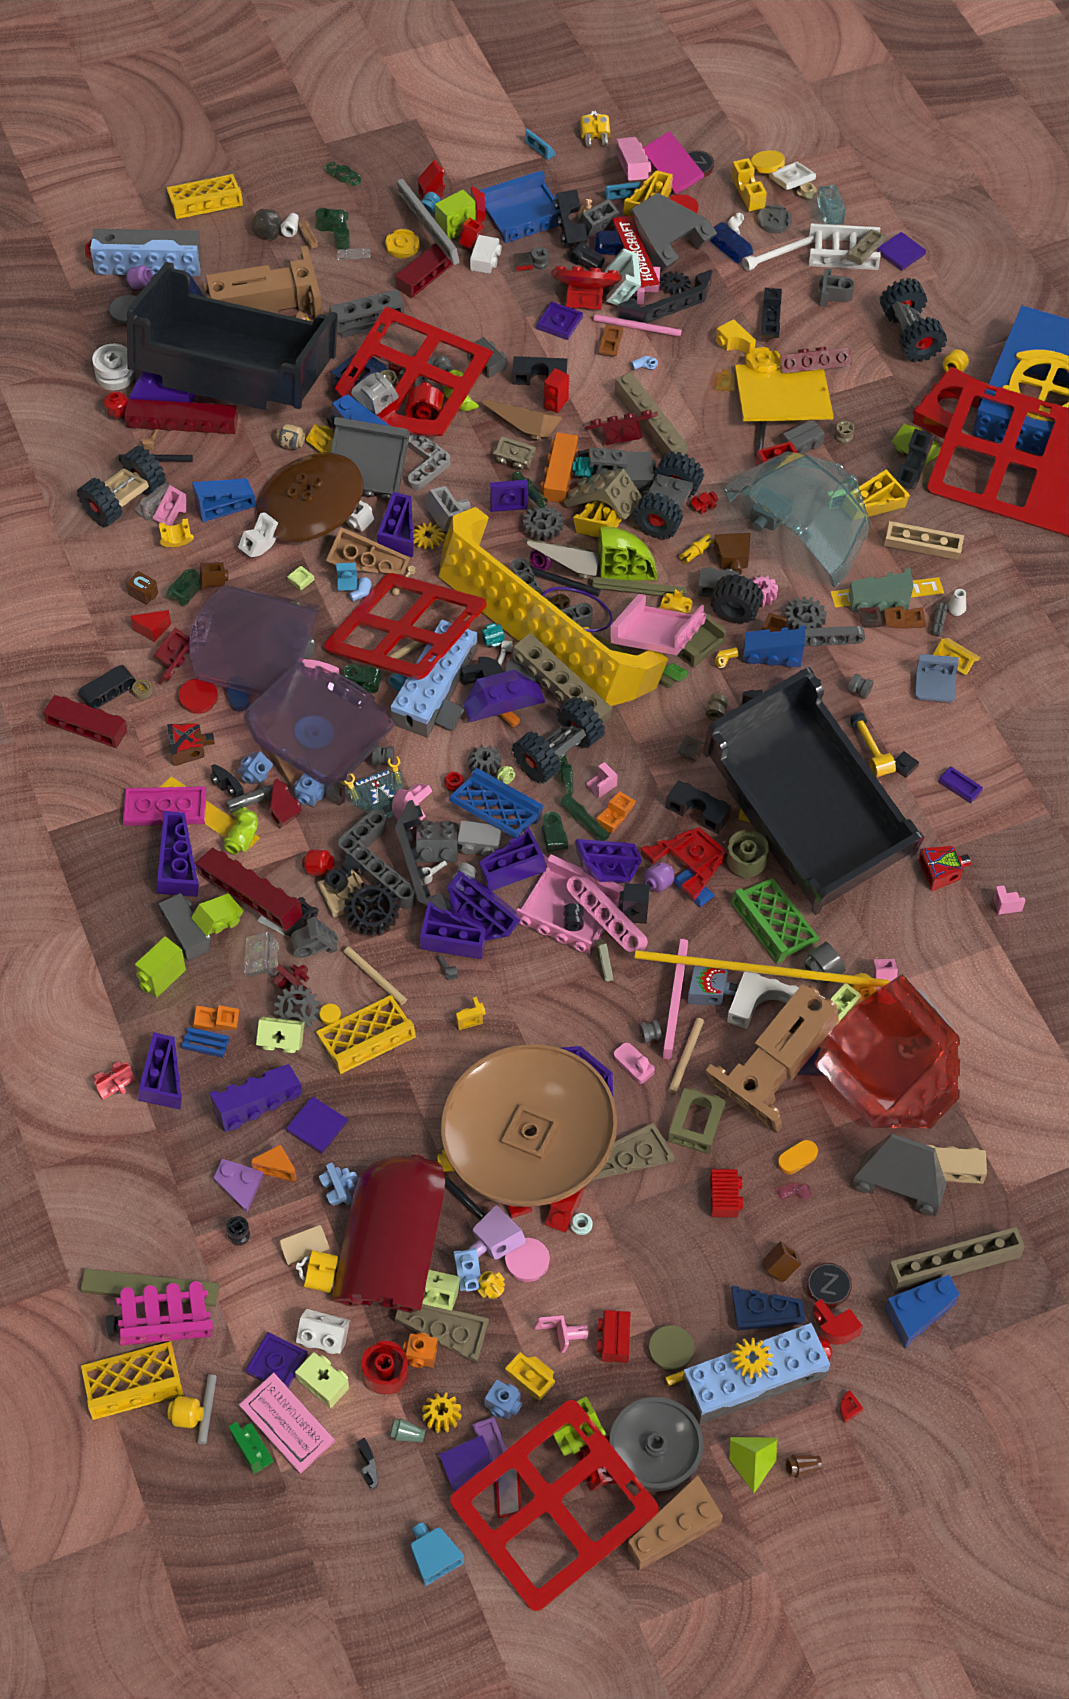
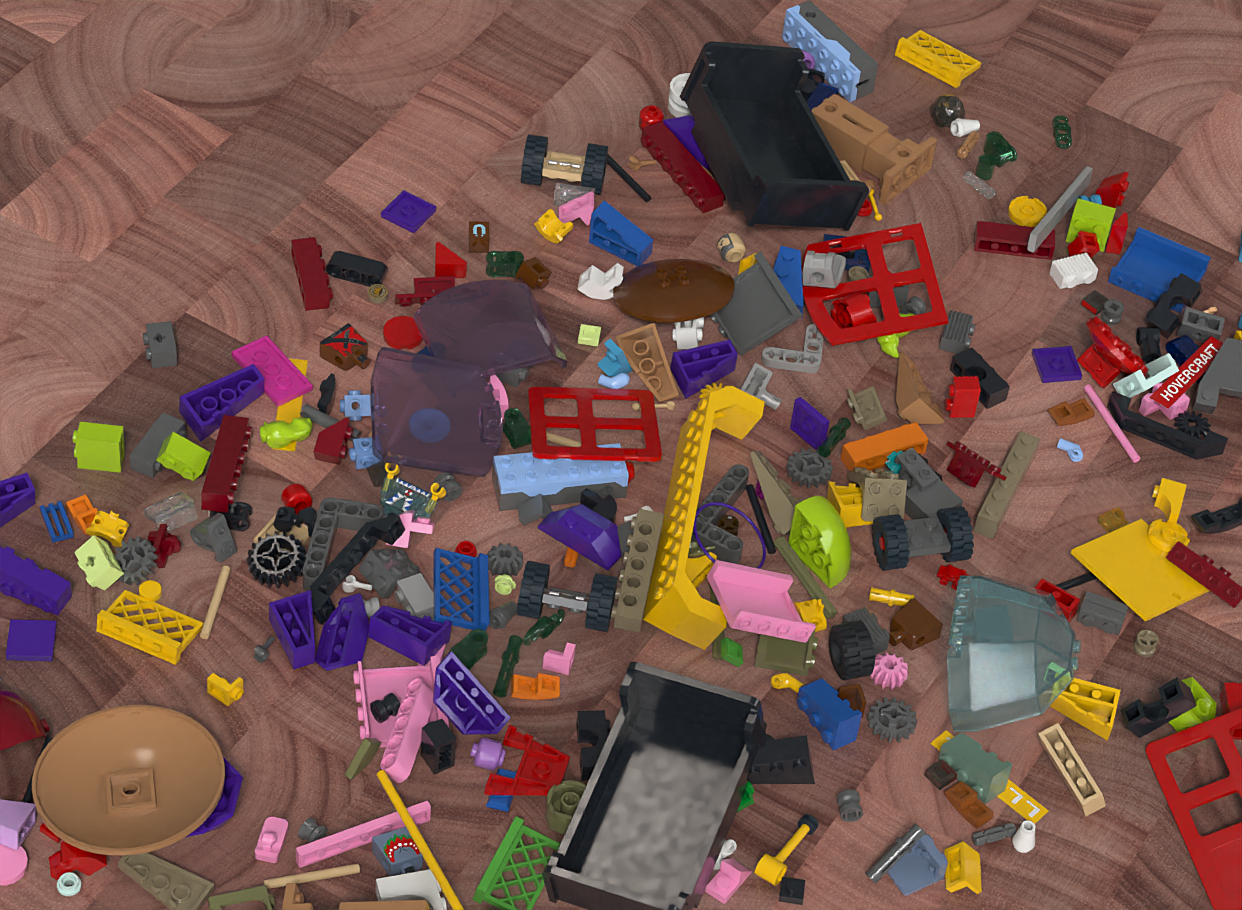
camera: 50 degrees right, 10 degrees down
(70, 618) = (408, 211): none -> dark purple tile
(76, 866) = (161, 344): none -> dark grey brick
(245, 1008) = (108, 527): none -> yellow piece
(361, 314) = (899, 212): dark grey brick -> none
(492, 635) = (647, 495): teal gear -> none
(534, 790) = (502, 615): none -> dark grey cone
(847, 634) = (886, 752): dark grey beam -> none
(926, 682) = (895, 853): none -> dark grey pin

